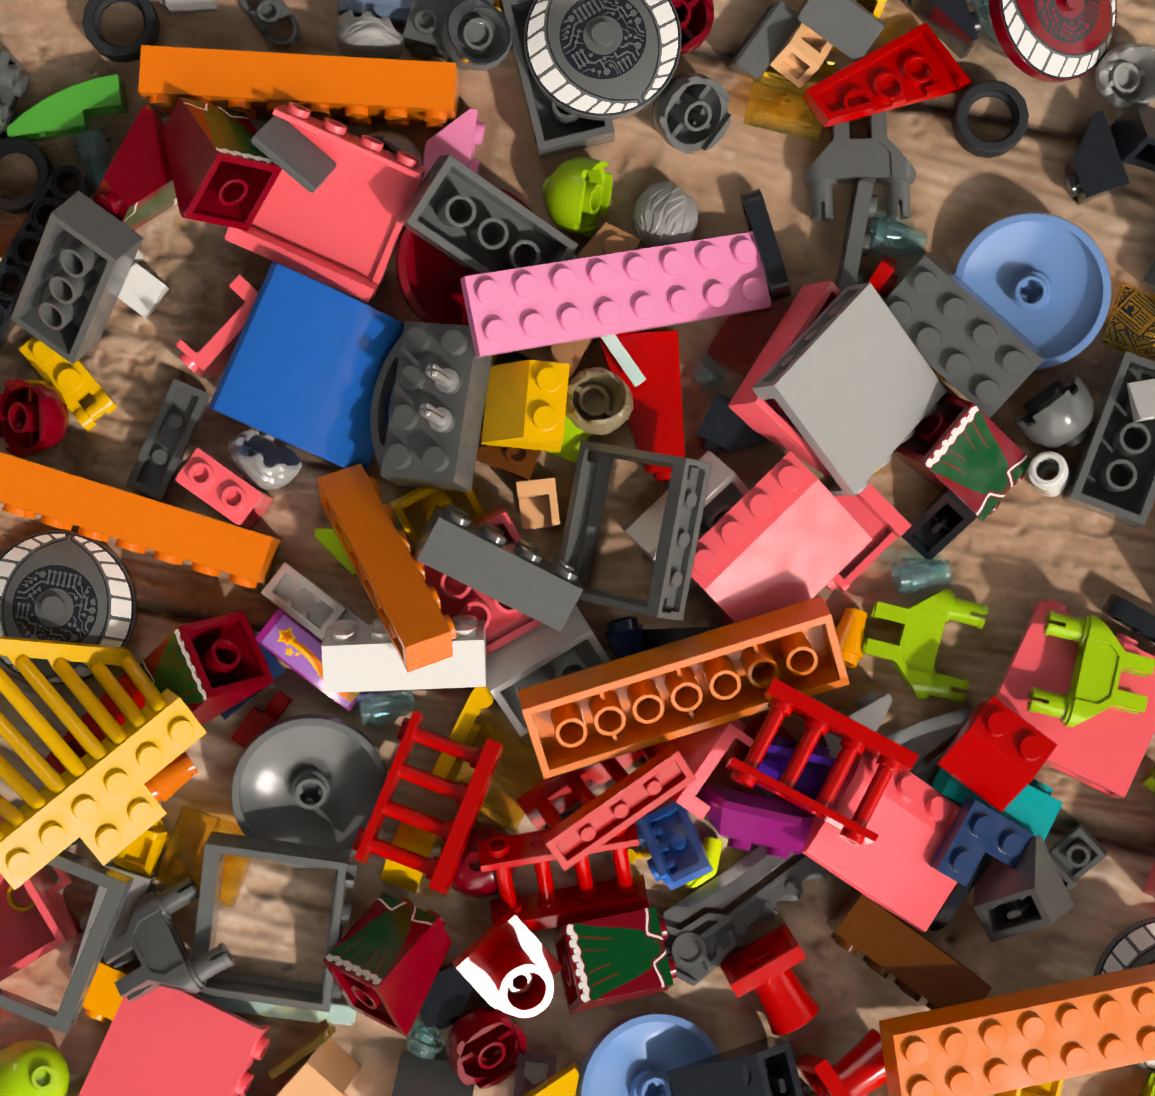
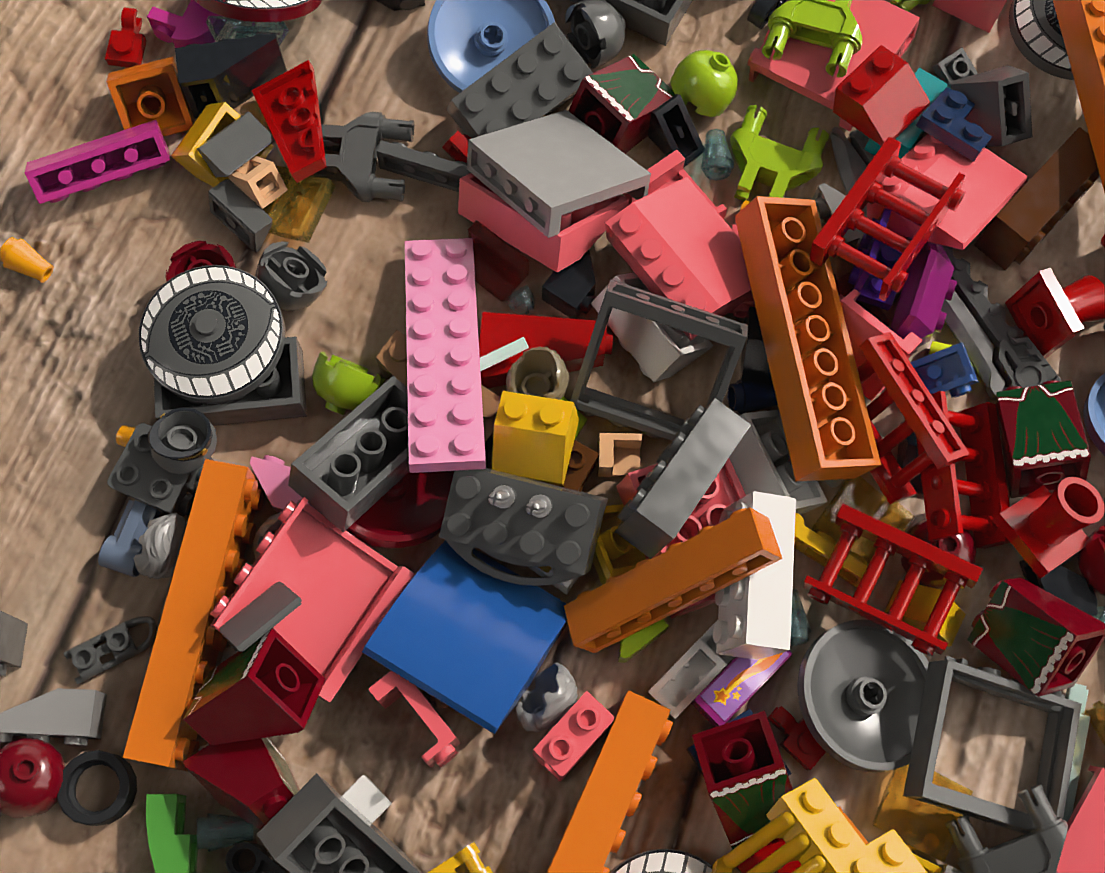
camera: 85 degrees left, 15 degrees down
(168, 439) = (514, 793): dark grey plate -> none
(664, 215) = (378, 314): light grey hair -> none
(760, 224) = (392, 240): black beam -> none
(896, 238) = (430, 134): clear light blue cone -> none
(997, 90) = (337, 33): black tyre -> none
(1006, 549) = (706, 81): none -> lime cylinder
(1045, 463) = (645, 43): white brick -> none

